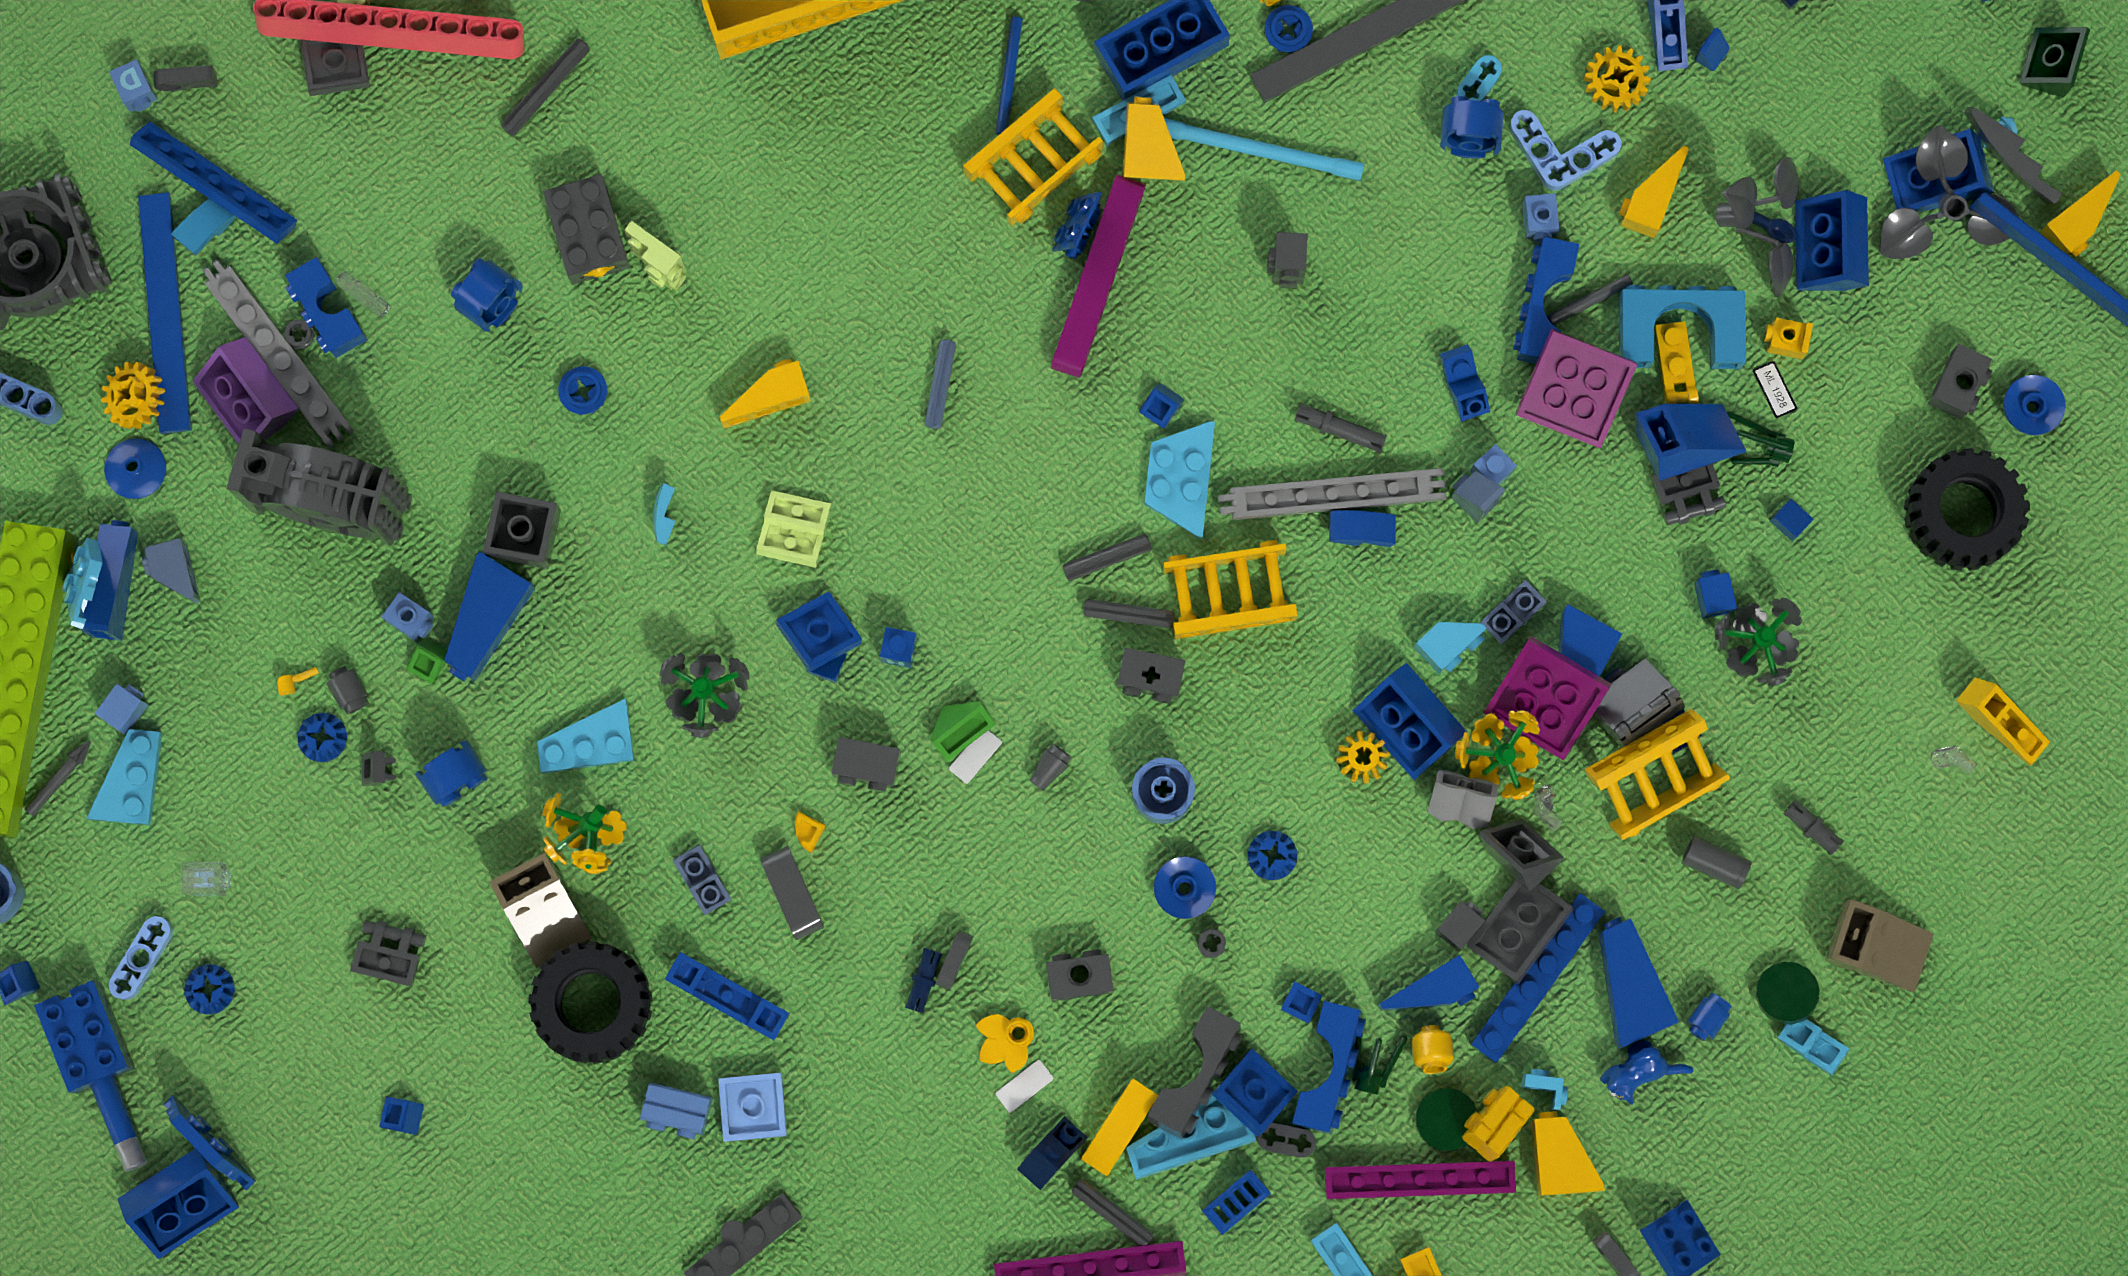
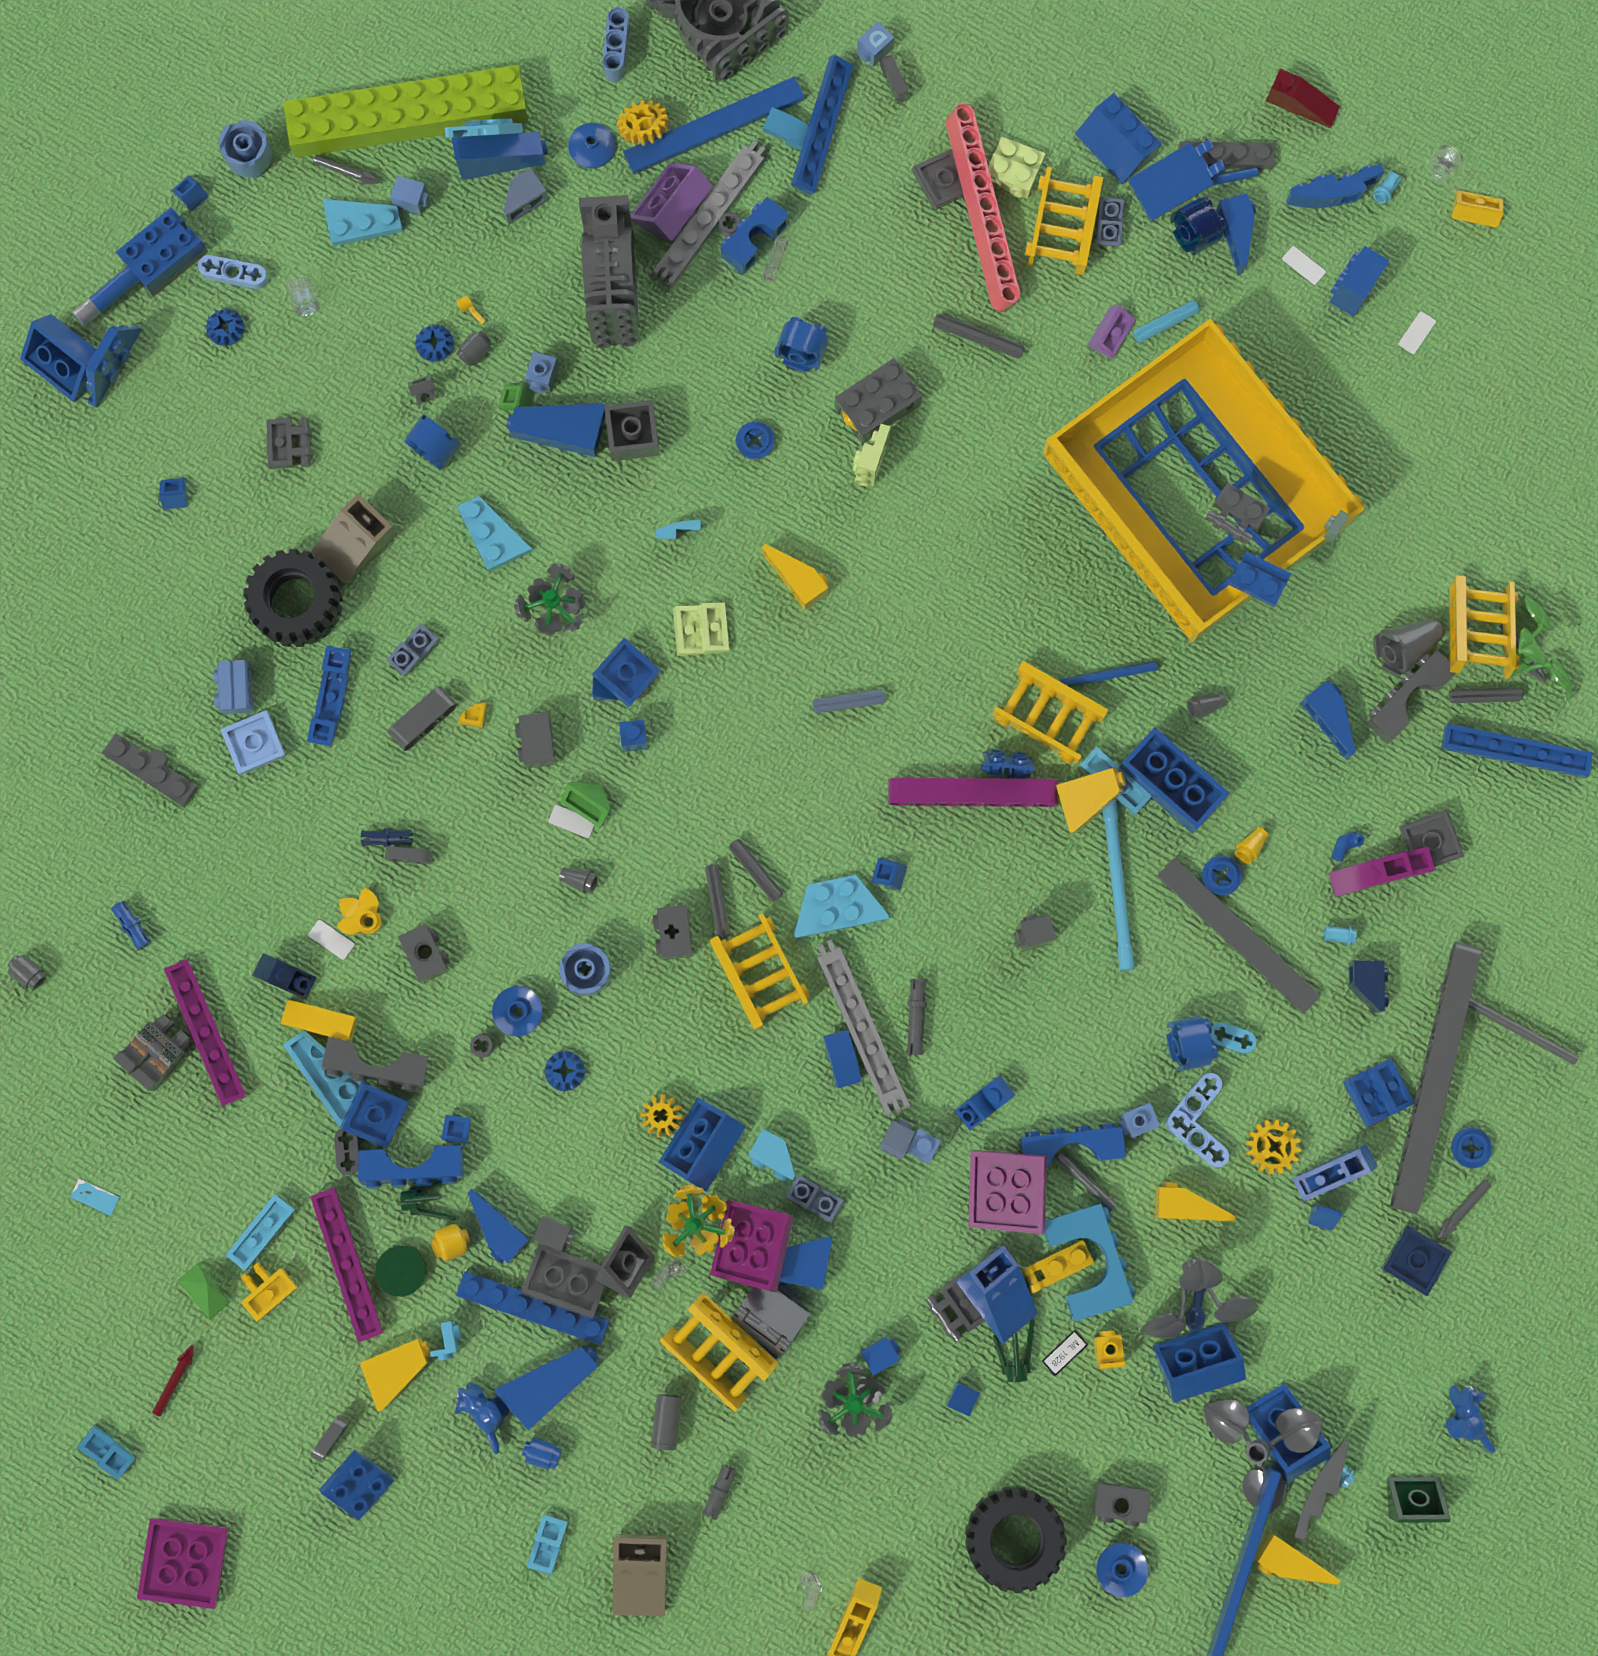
camera: 70 degrees right, 0 degrees up
(574, 828) = (419, 547): yellow plant -> none
(1112, 1213) = (253, 1036): dark grey axle -> none
(1243, 1211) = (305, 1140): blue slope -> none
(1463, 799) = (652, 1204): light grey brick -> none
(1497, 1122) = (407, 1310): yellow brick -> none
(1787, 992) = (580, 1511): dark green tile -> none

